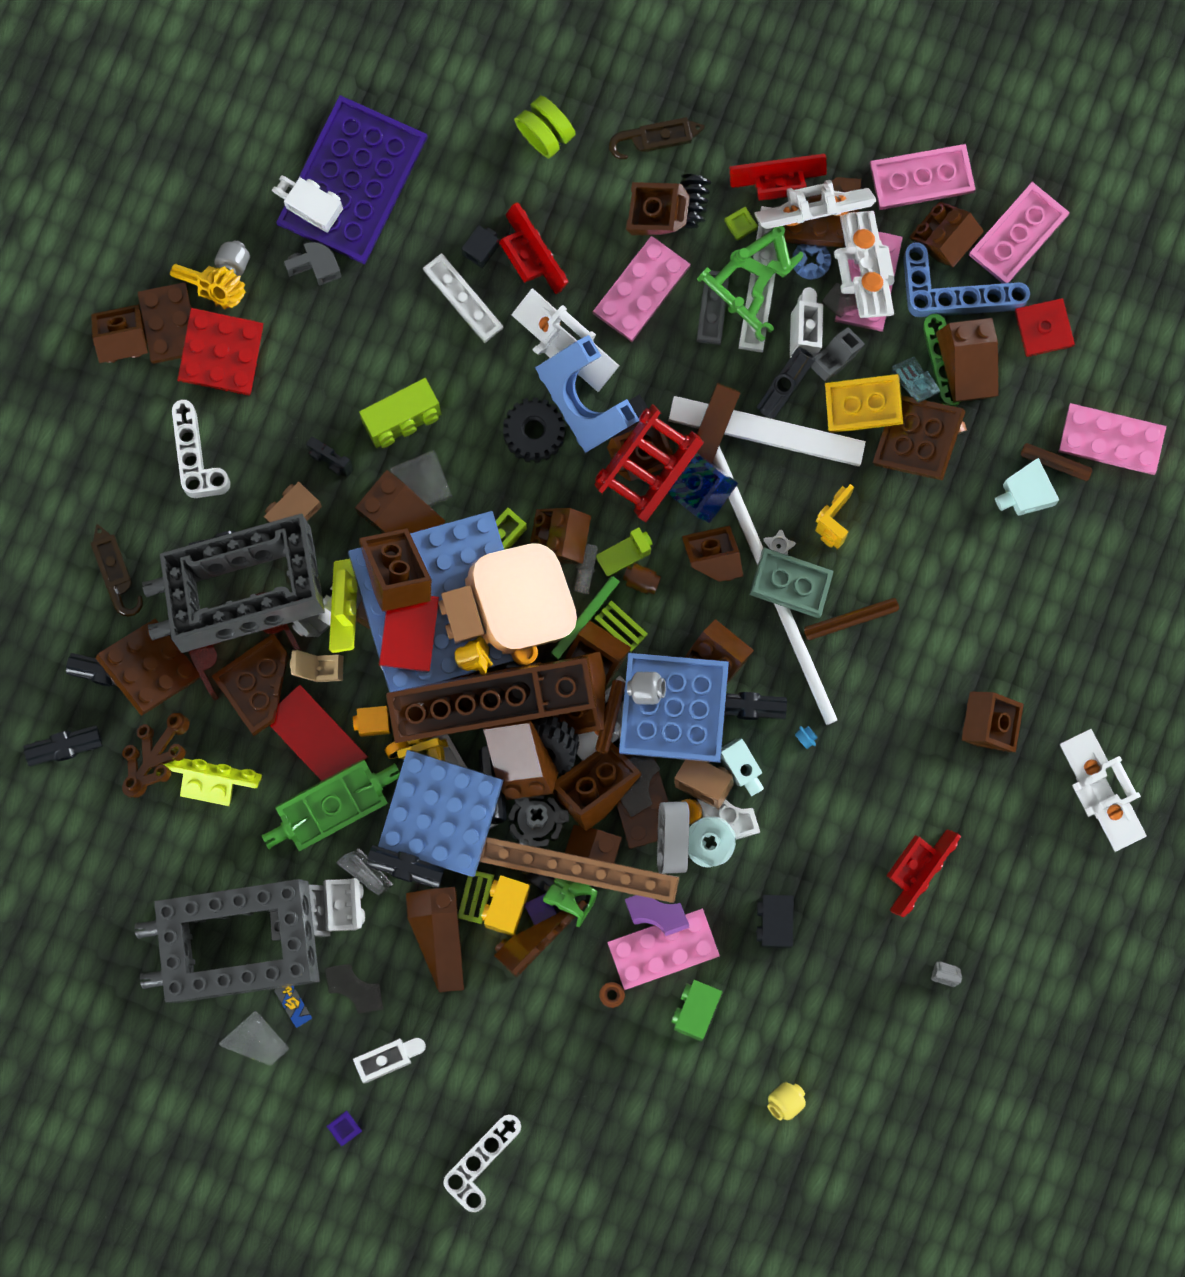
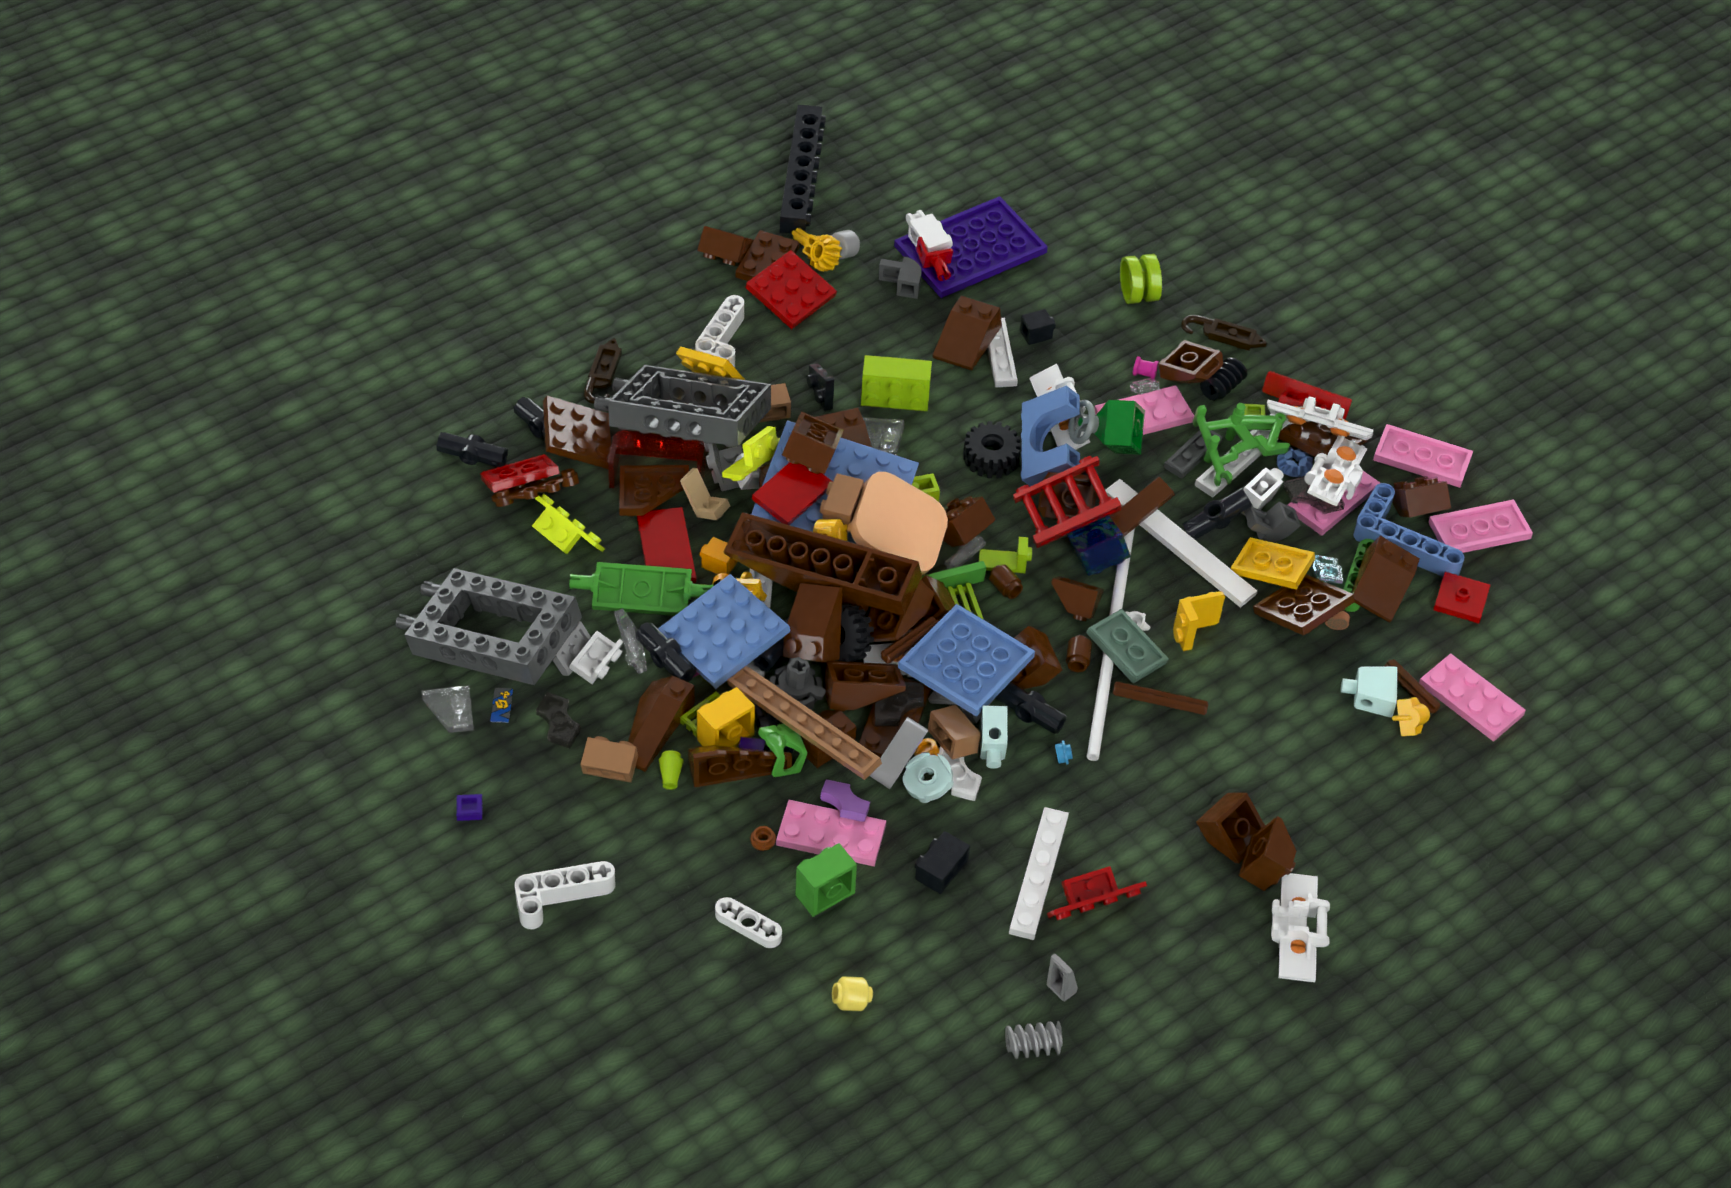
camera: 30 degrees right, 30 degrees down
(81, 110) = (801, 169): none -> black brick
(128, 748) = (519, 473): none -> red tile
(224, 516) = (707, 364): none -> yellow plate
(340, 230) = (935, 259): none -> red bracket
(387, 1058) = (544, 772): white brick -> none
(423, 302) = (968, 332): none -> reddish brown slope
(431, 1006) = (609, 759): none -> medium nougat brick
(488, 978) = (670, 767): none -> lime cone
(529, 252) = (1072, 348): red bracket -> none
(611, 232) = (1145, 368): none -> dark pink bush
(624, 257) = (1144, 386): none -> clear tile
(636, 341) = (1116, 425): none -> green piece
(636, 1080) = (742, 912): none -> white beam
(646, 688) = (953, 626): light grey head -> none
(754, 618) = (1078, 653): none -> reddish brown brick
(859, 874) = (1038, 873): none -> white plate
(959, 1047) = (1033, 1039): none -> light grey piece
(1043, 740) = (1269, 855): none -> reddish brown slope
(1076, 501) = (1411, 716): none -> yellow piece

